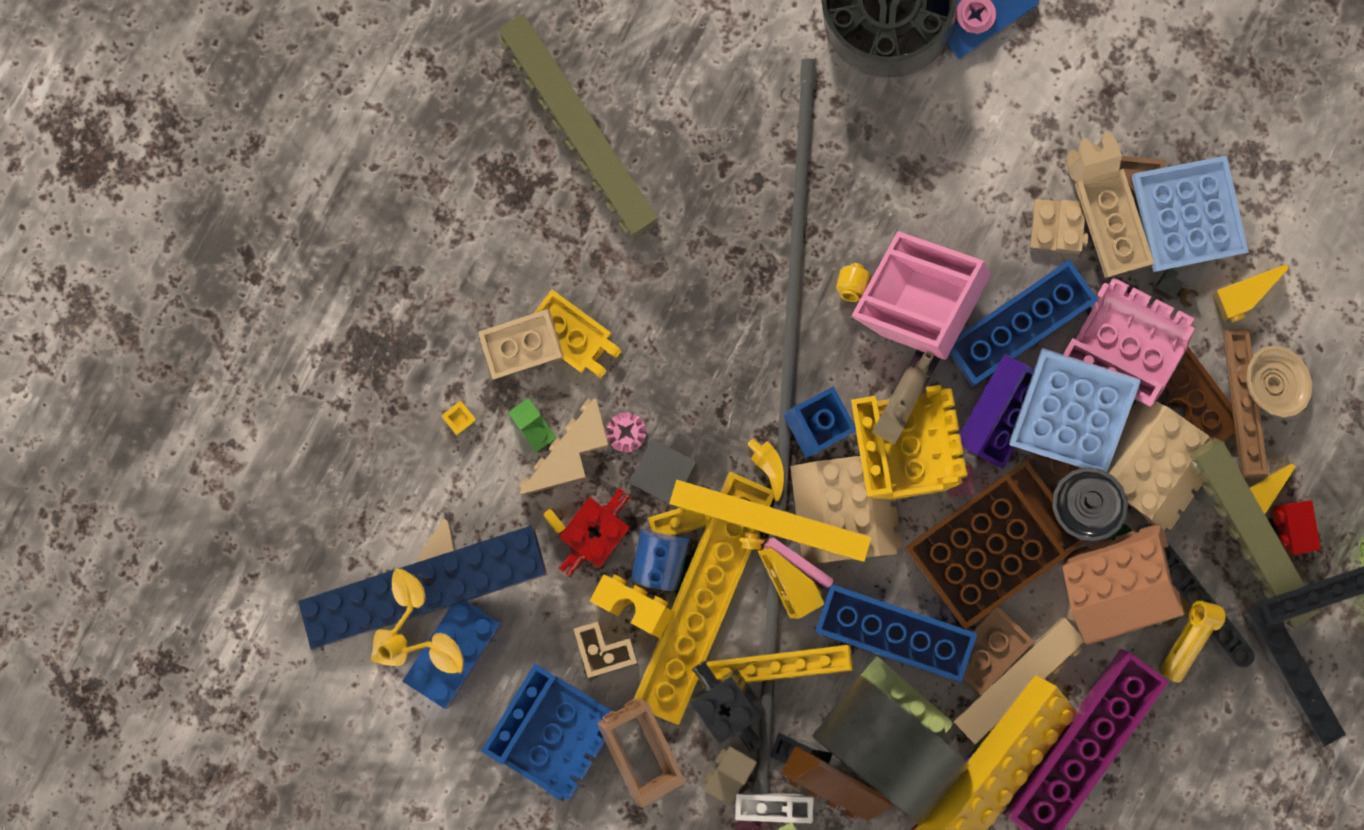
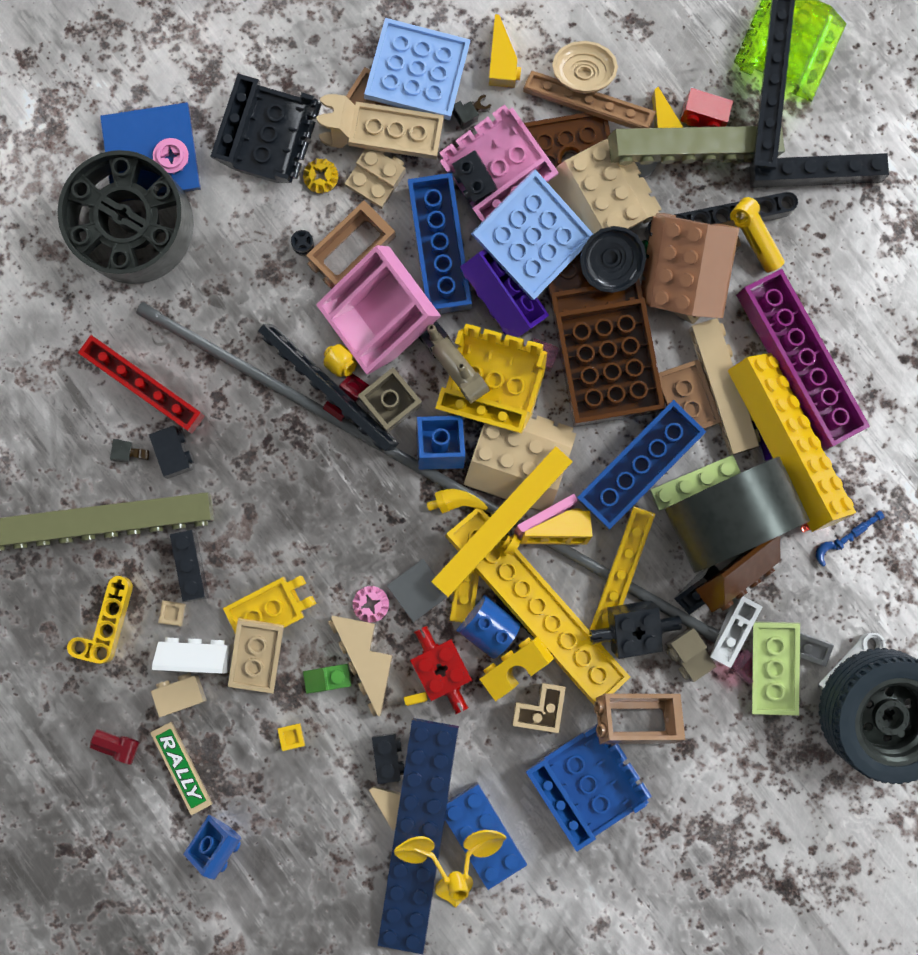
camera: 70 degrees left, 0 degrees up
(316, 394) = (212, 847): none -> blue brick
(369, 258) = (121, 748): none -> dark red piece
(378, 326) = (181, 768): none -> tile
(447, 288) = (178, 695): none -> tan brick
(483, 521) = (387, 758): none -> black brick
(487, 181) = (105, 618): none -> yellow beam
(490, 283) = (192, 656): none -> white slope
(523, 242) = (172, 613): none -> tan tile
(577, 236) = (189, 566): none -> black brick
(658, 116) = (123, 450): none -> pearl dark grey piece
(681, 162) = (171, 452): none -> black brick
(732, 100) = (141, 384): none -> red brick
(820, 307) = (352, 387): none -> dark red slope
(822, 276) = (333, 392): none -> black plate
(837, 351) = (390, 400): none -> dark tan brick
(951, 209) = (340, 233): none -> medium nougat piece
(955, 182) = (299, 239): none -> black wheel
(1021, 176) = (320, 185): none -> yellow gear
(1048, 94) = (265, 131): none -> black slope
(1105, 325) = (475, 177): none -> black brick

